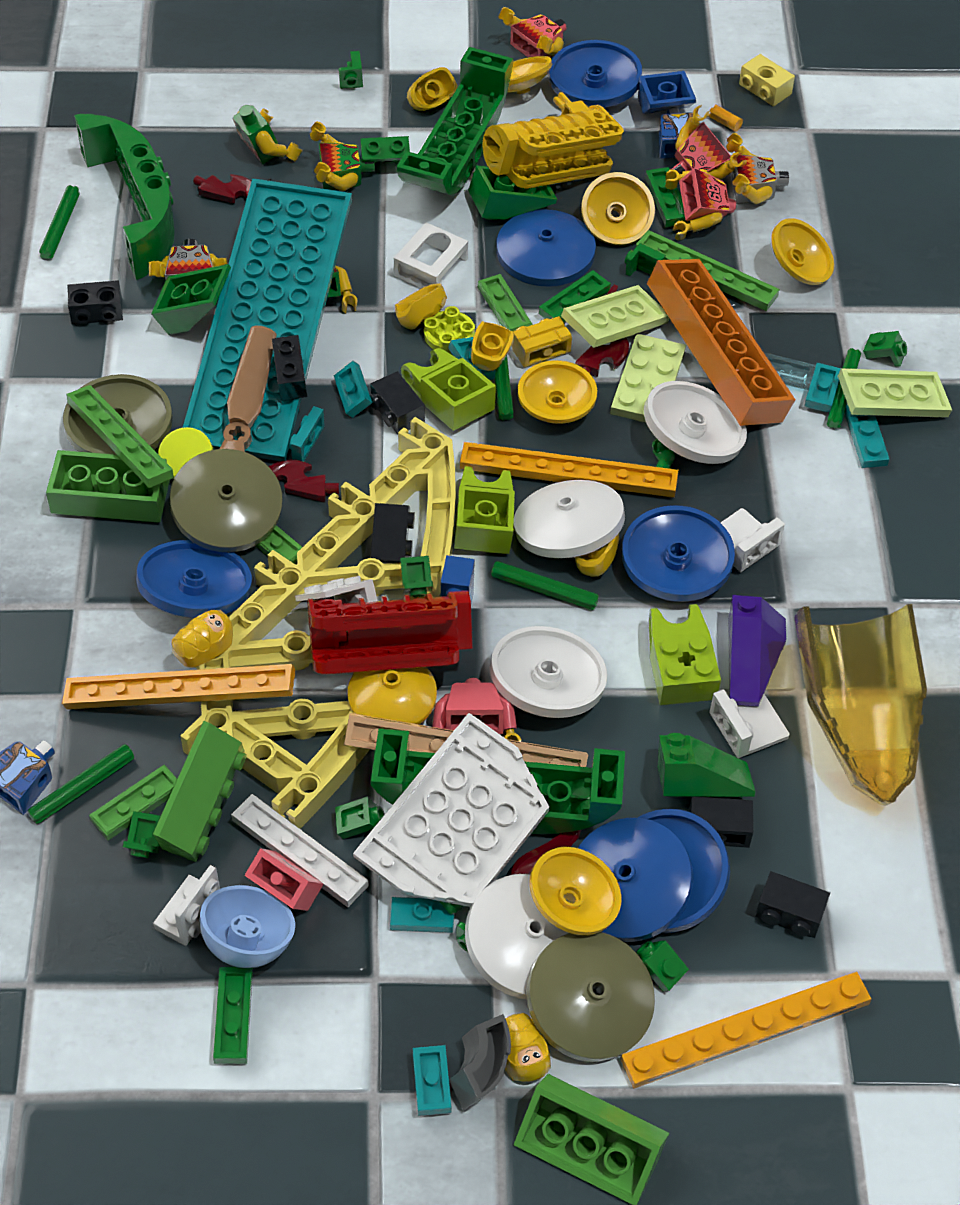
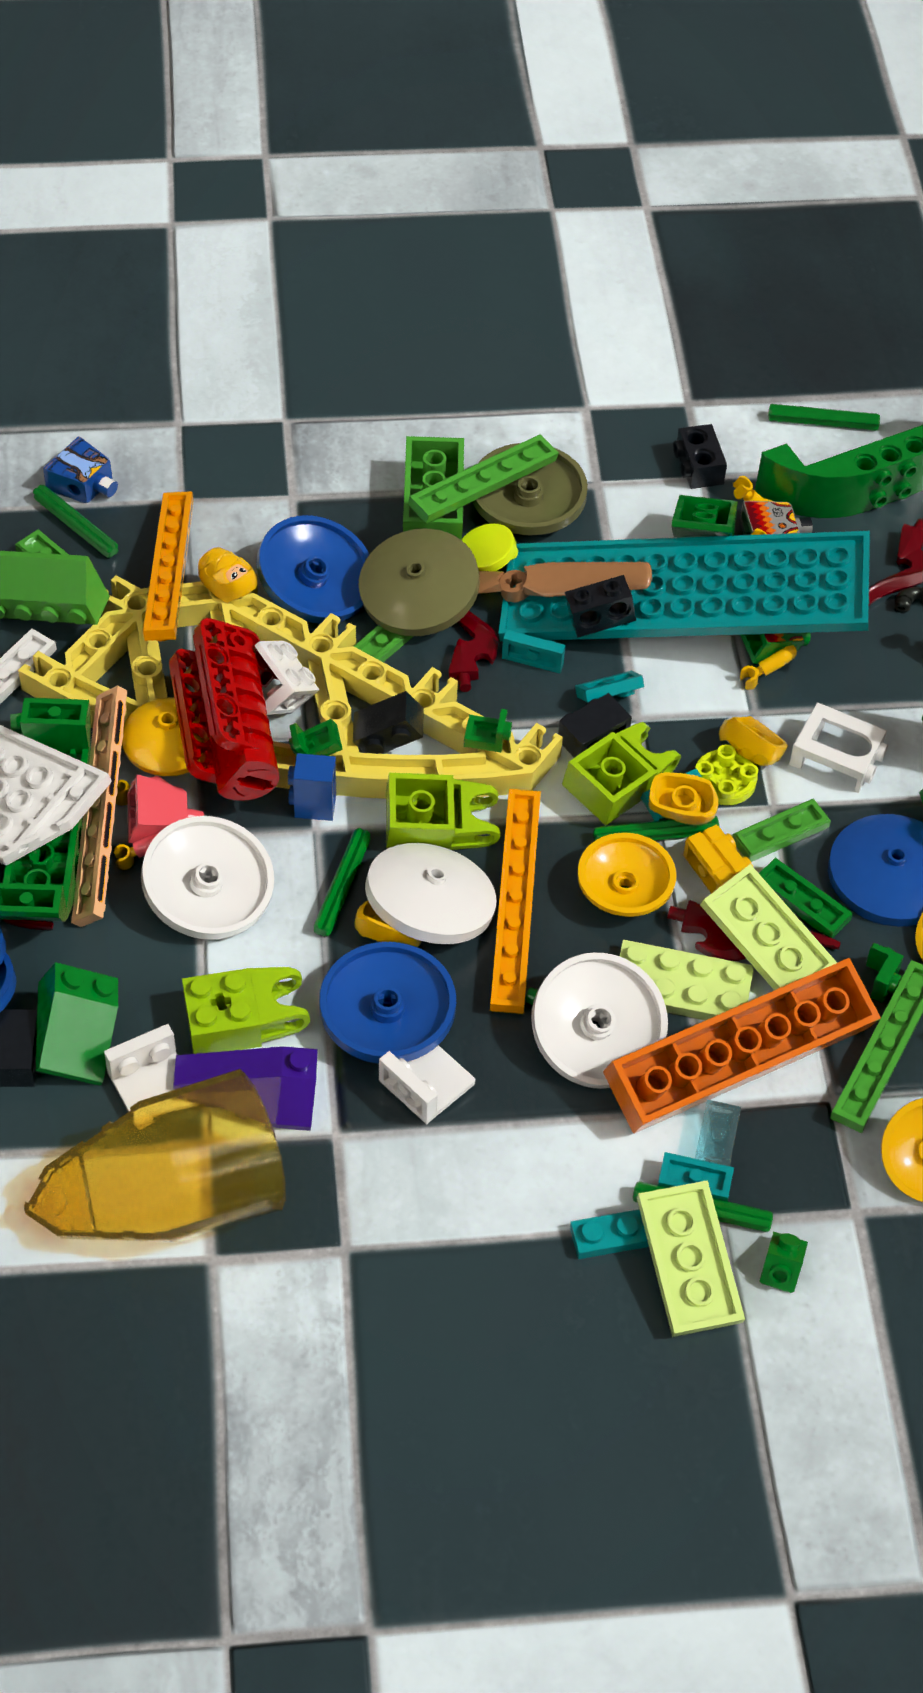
camera: 85 degrees right, 0 degrees up
(416, 456) = (487, 732): none -> green bracket

